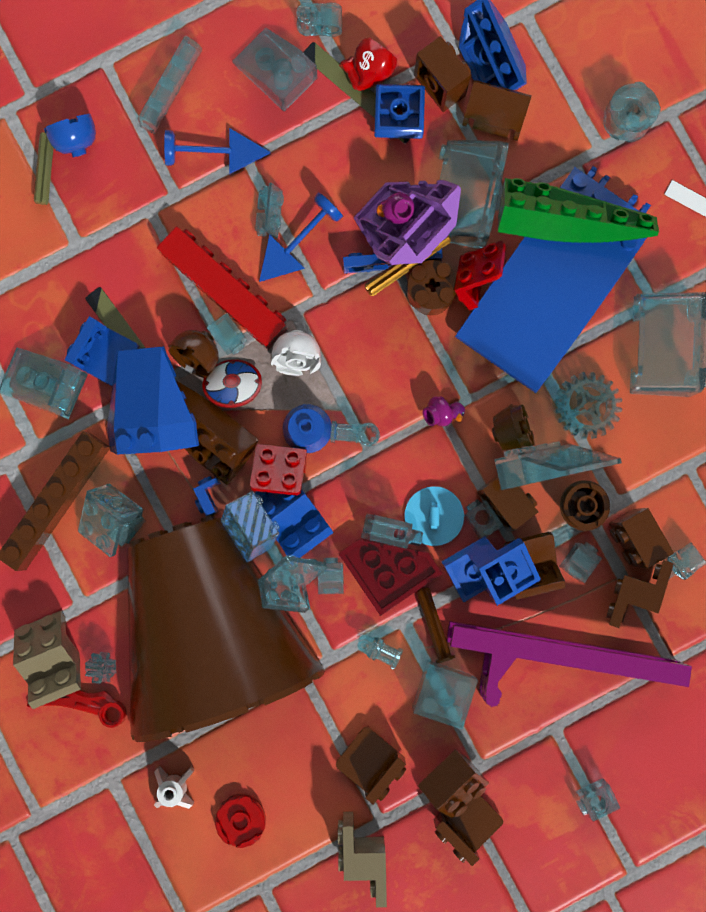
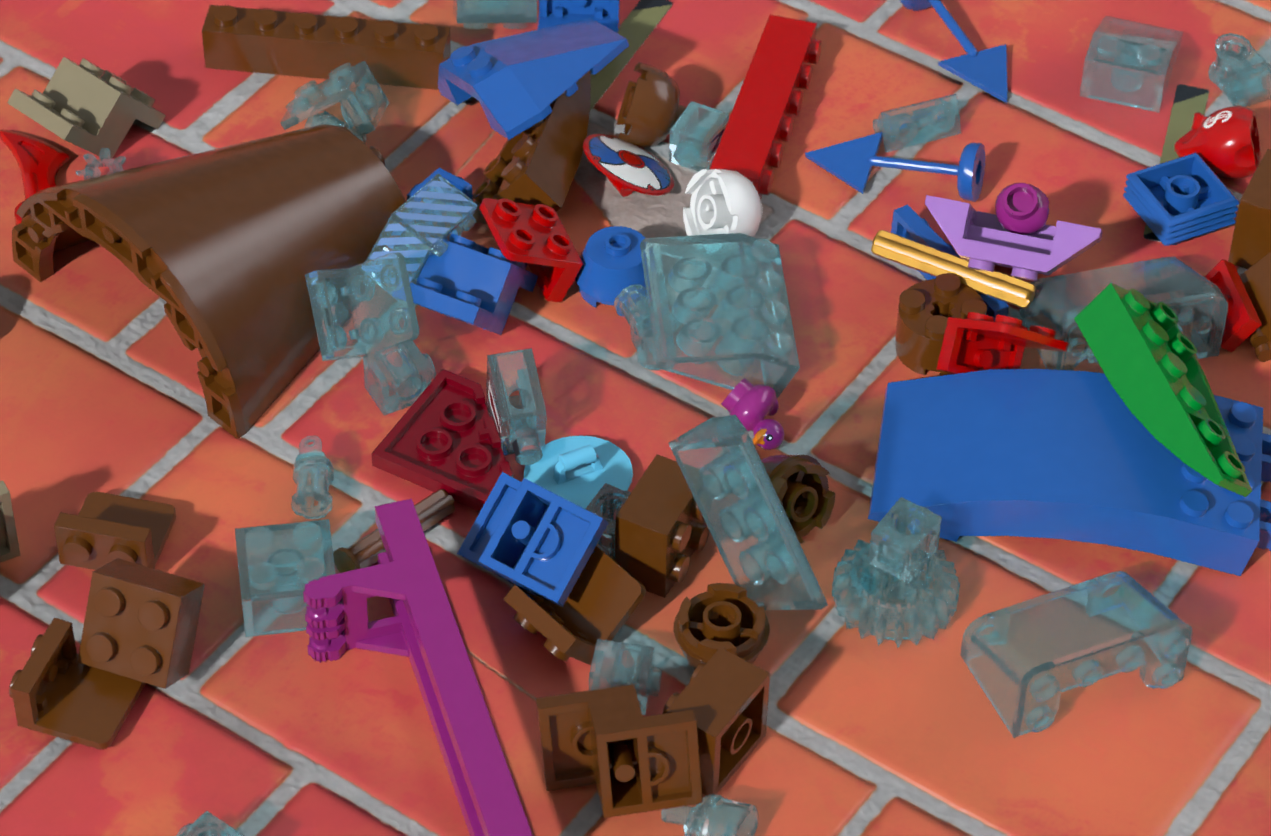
camera: 60 degrees right, 40 degrees down
(374, 396) = (720, 309): none -> clear light blue slope
(479, 130) = (1241, 314): none -> red plate
(594, 393) = (904, 540): none -> clear light blue brick

